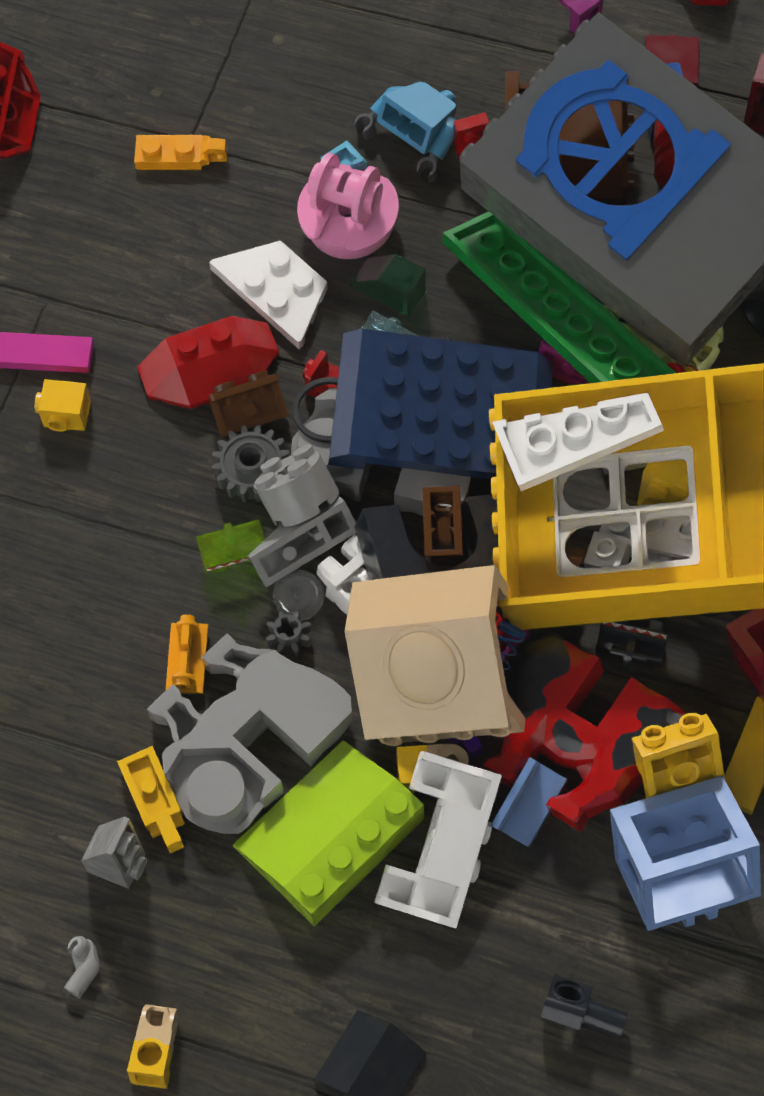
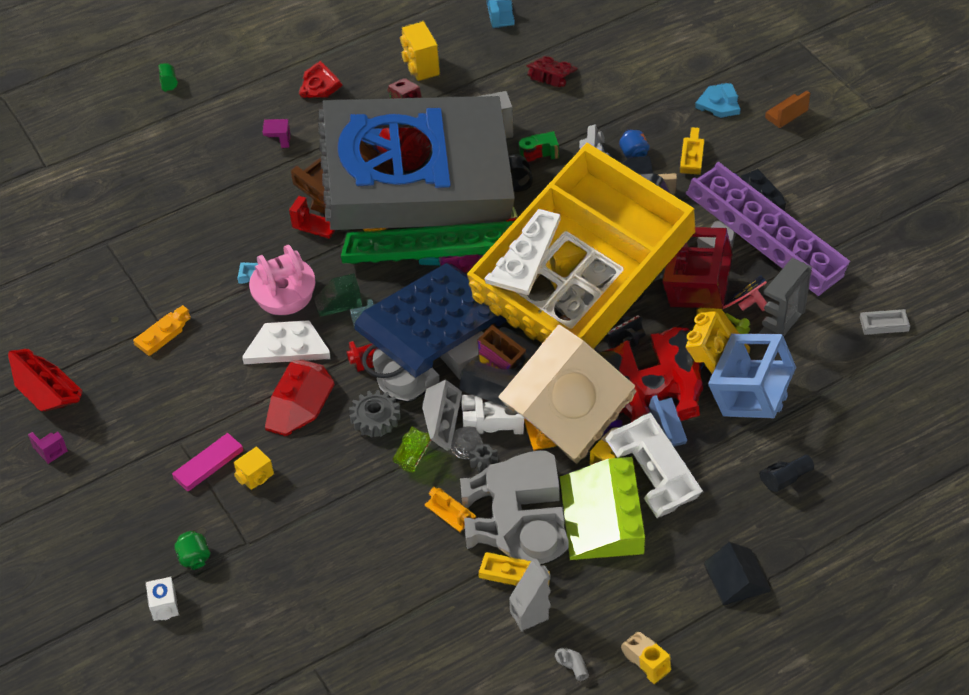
camera: 50 degrees left, 15 degrees down
(248, 403) = (343, 391): reddish brown bracket -> none
(295, 486) = (415, 395): light grey brick -> none
(416, 116) = (264, 225): dark azure torso -> none

